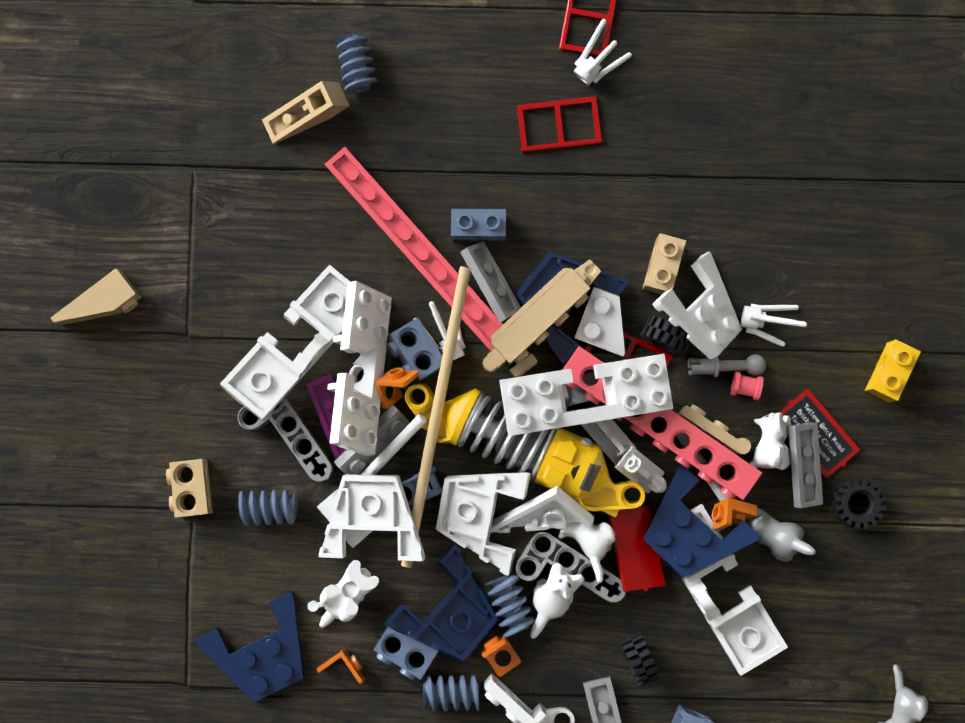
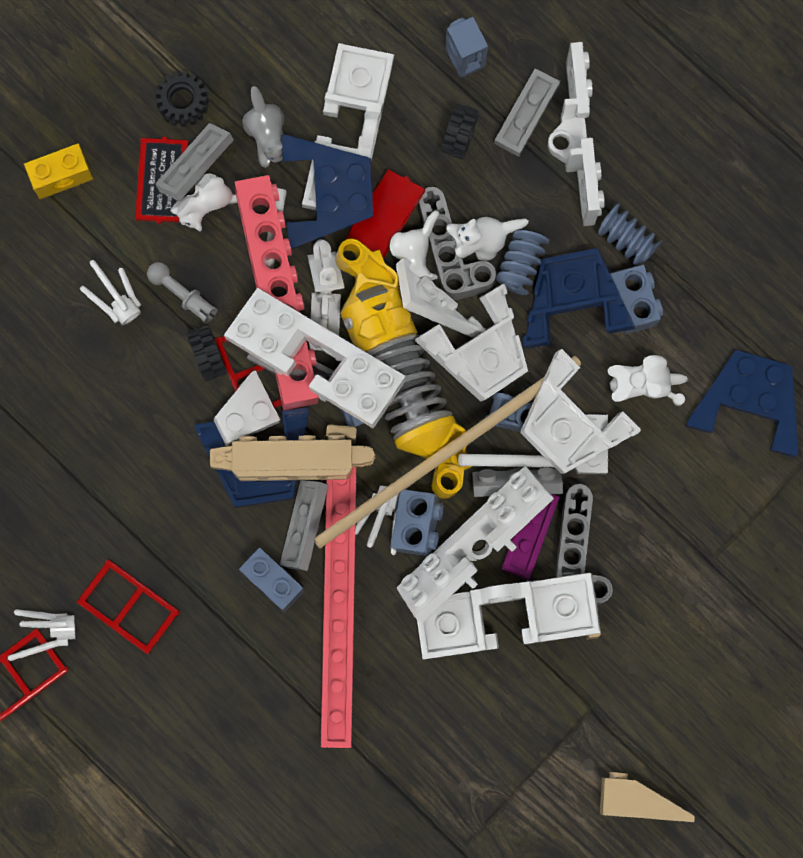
camera: 140 degrees left, 5 degrees down
(198, 487) = (692, 574): tan brick -> none
(268, 508) = (647, 505): sand blue piece -> none
(306, 111) = (326, 808): tan slope -> none
(351, 661) = (686, 327): orange bracket -> none
(355, 62) = (246, 811): sand blue piece -> none
(396, 378) = (454, 510): orange bracket -> none
(492, 647) = (560, 240): orange bracket -> none
(664, 264) = (154, 412): tan brick -> none
(711, 317) = (158, 335): white wing -> none
(715, 430) = (237, 249): tan plate -> none
(730, 512) = (287, 178): orange bracket -> none
(746, 386) = (180, 261): coral bush -> none

